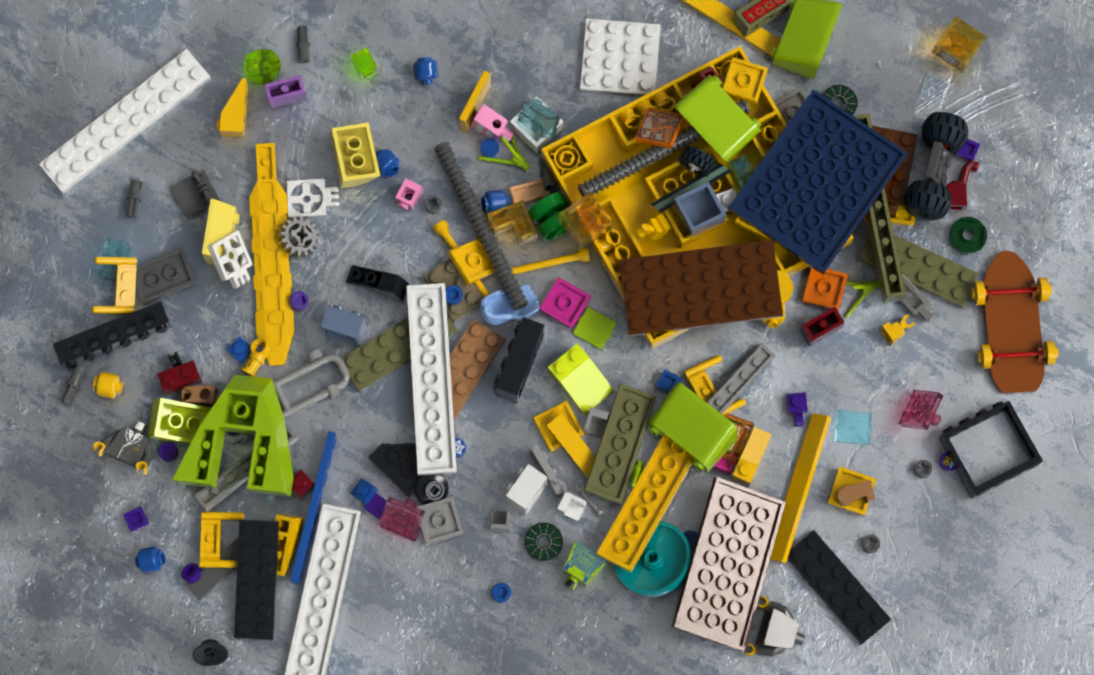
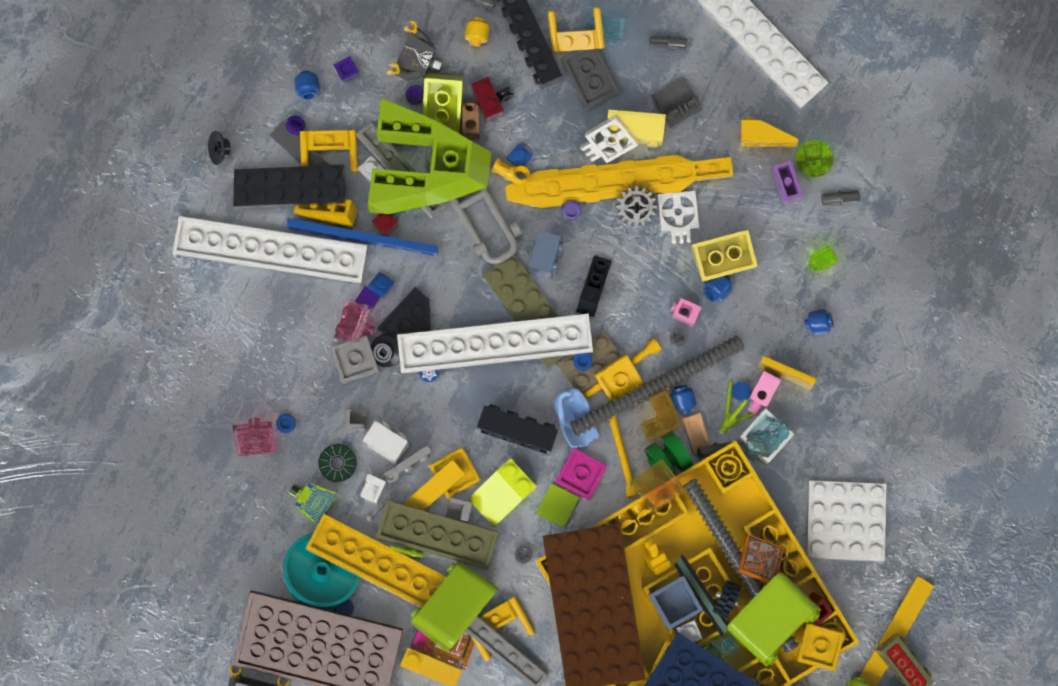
camera: 85 degrees right, 5 degrees up
(243, 498) = (366, 168): none -> white plate
(471, 360) = (516, 382): medium nougat plate -> none
(515, 622) = (254, 438): none -> clear pink plate
(644, 368) = (526, 560): none -> dark grey bush
(667, 381) = (503, 581): blue plate -> none

